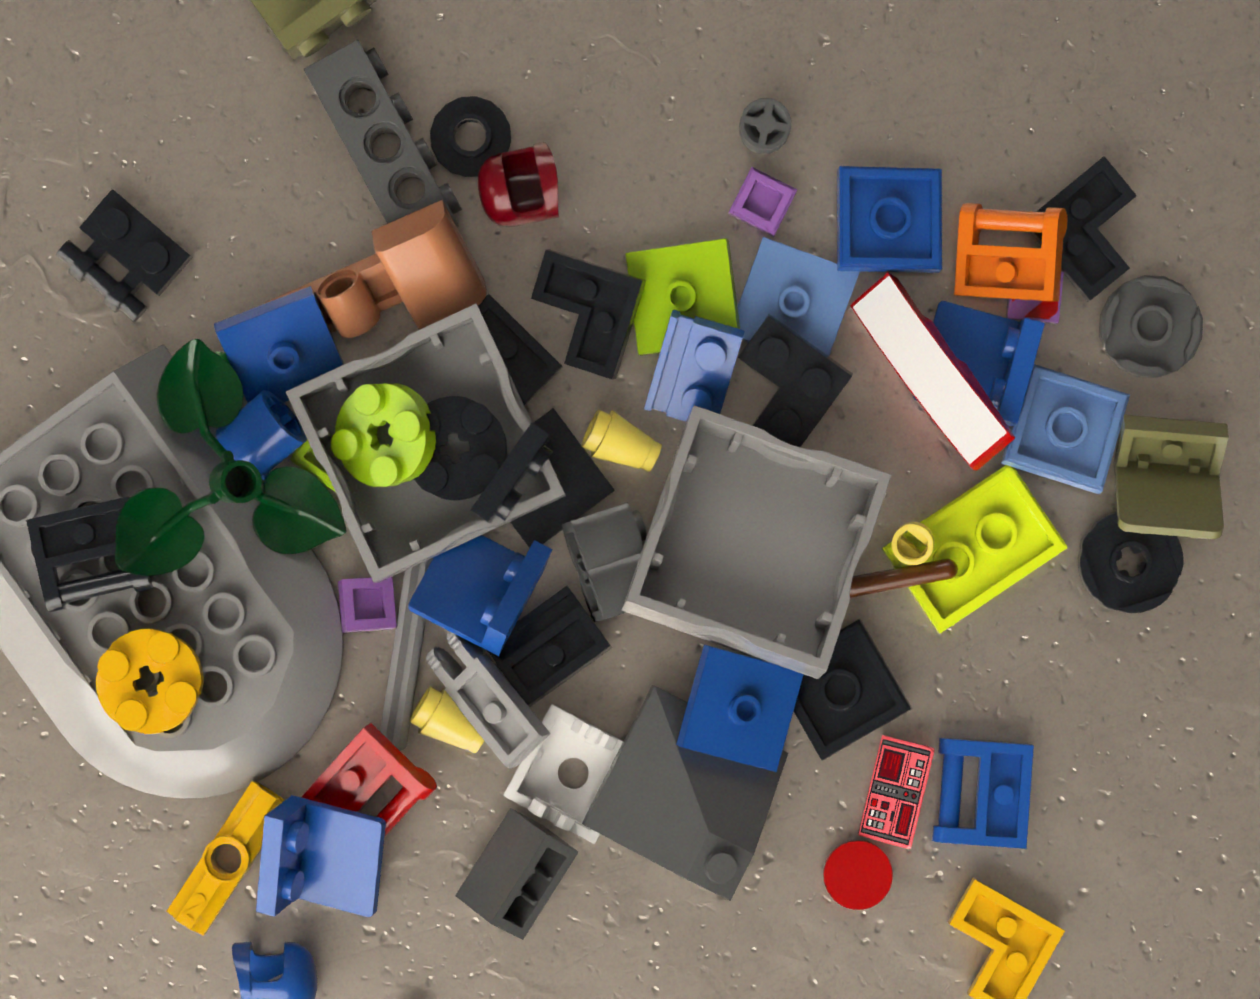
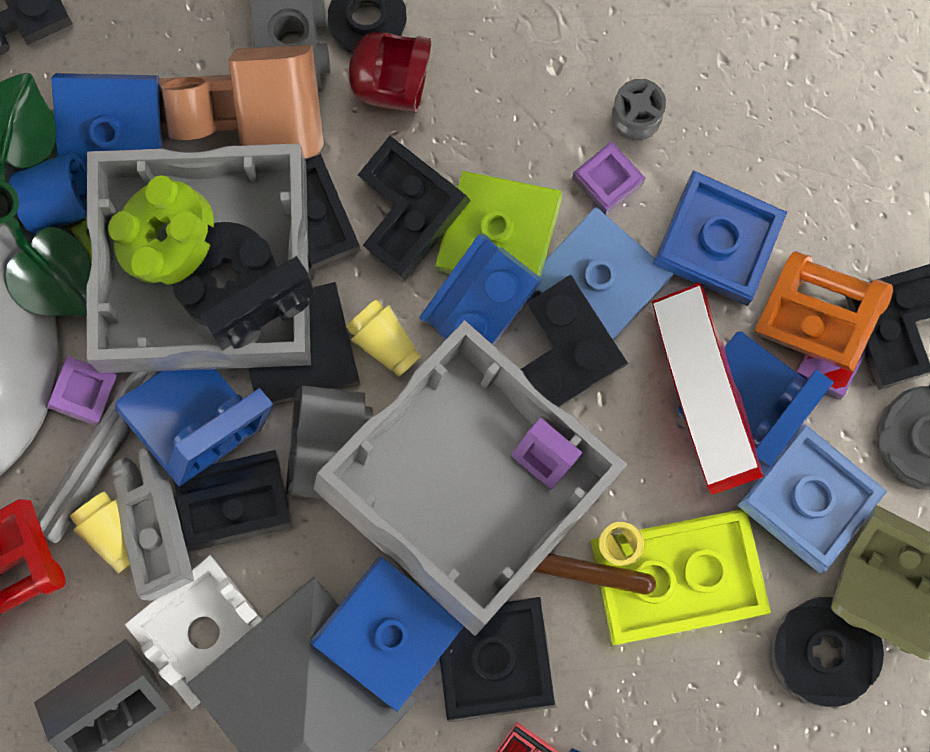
camera: 20 degrees right, 10 degrees down
(814, 493) = (546, 453): none -> medium lavender tile

